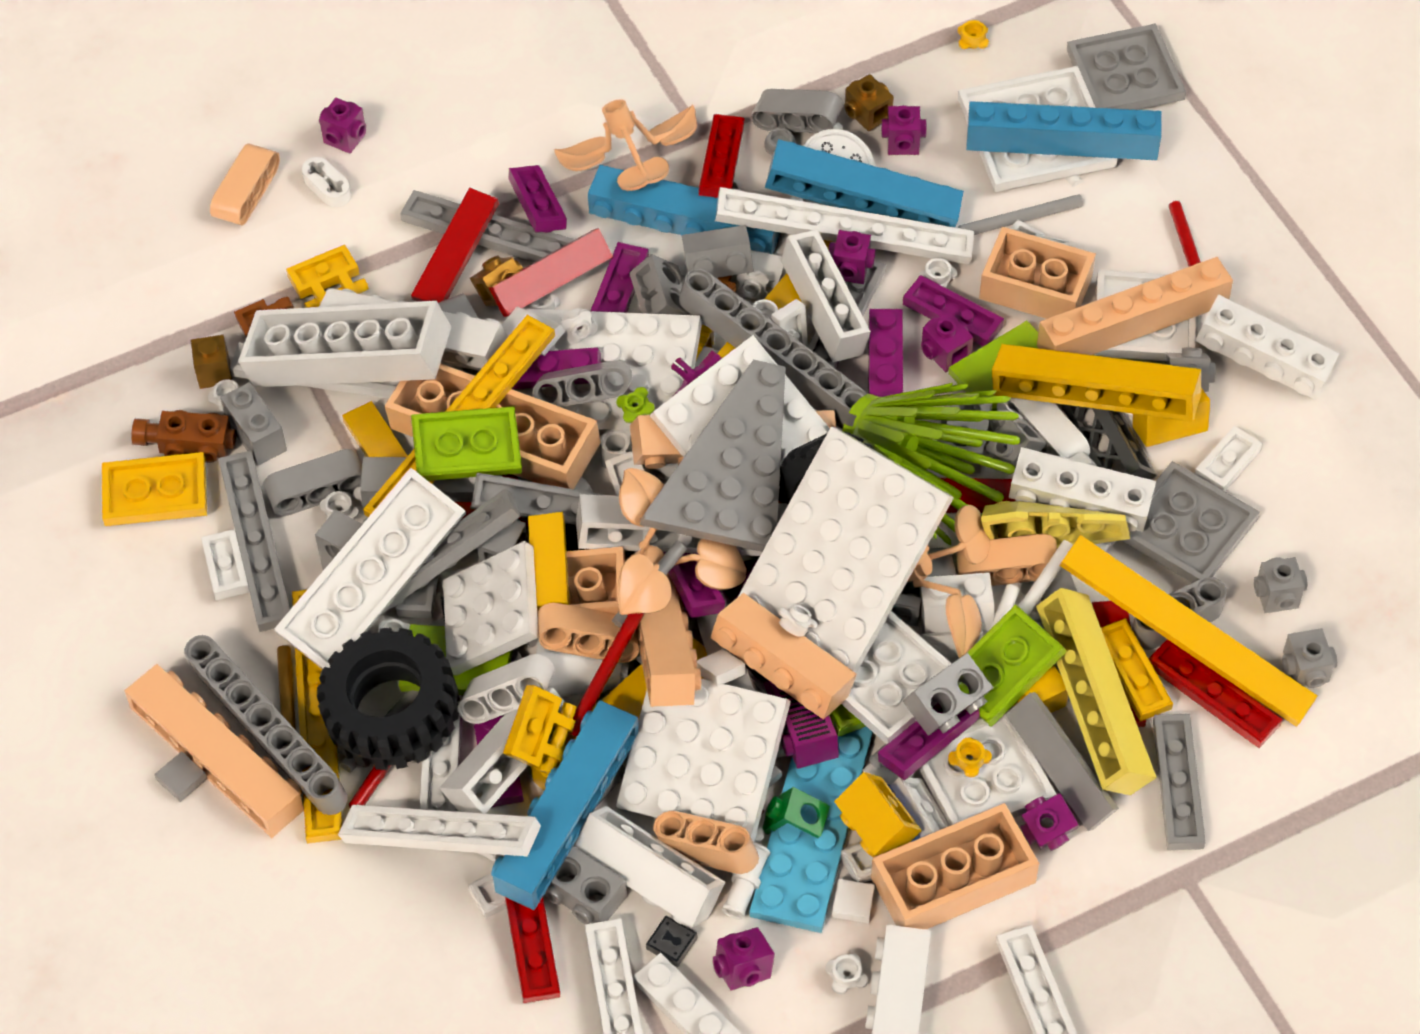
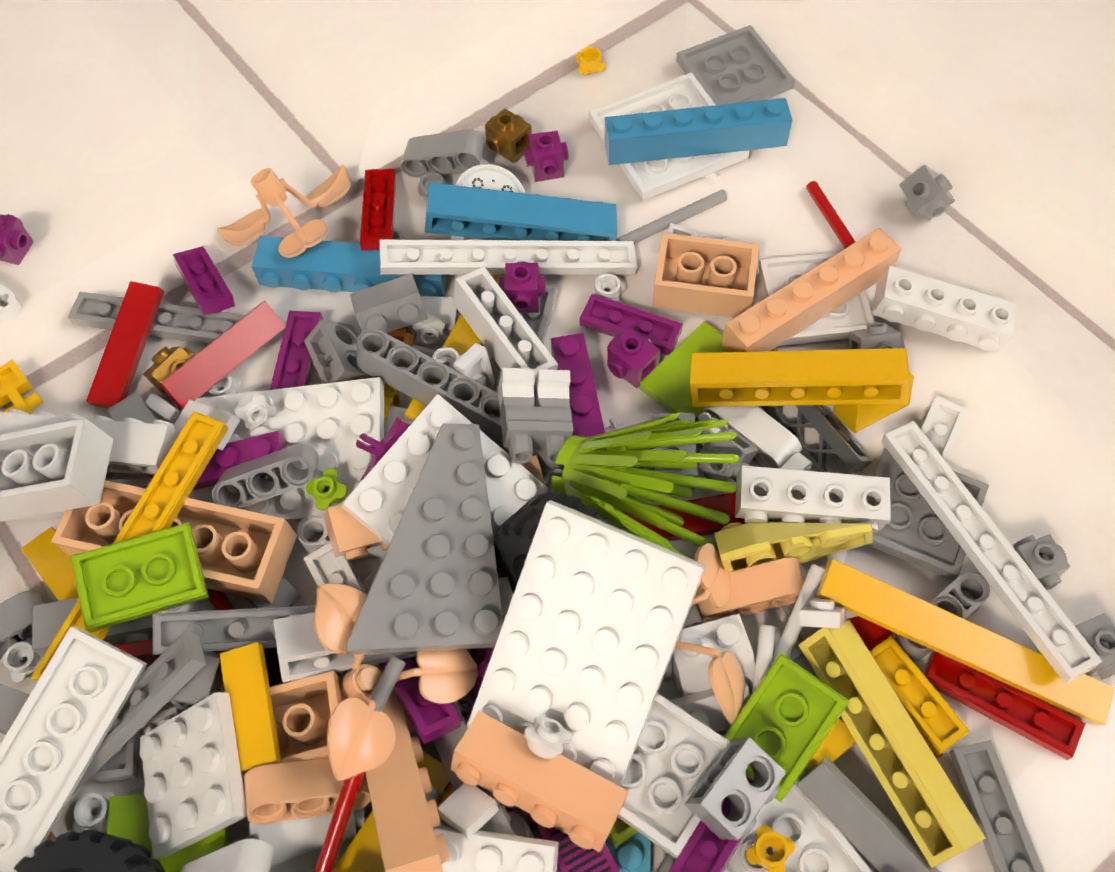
camera: 10 degrees left, 5 degrees up
(487, 310) = (164, 406): none -> white tile
(834, 381) = (534, 416): none -> light grey hips
(1058, 577) = (821, 614): none -> white plate
(1233, 559) = (992, 554): none -> white plate
(1288, 231) = (927, 193): none -> light grey brick

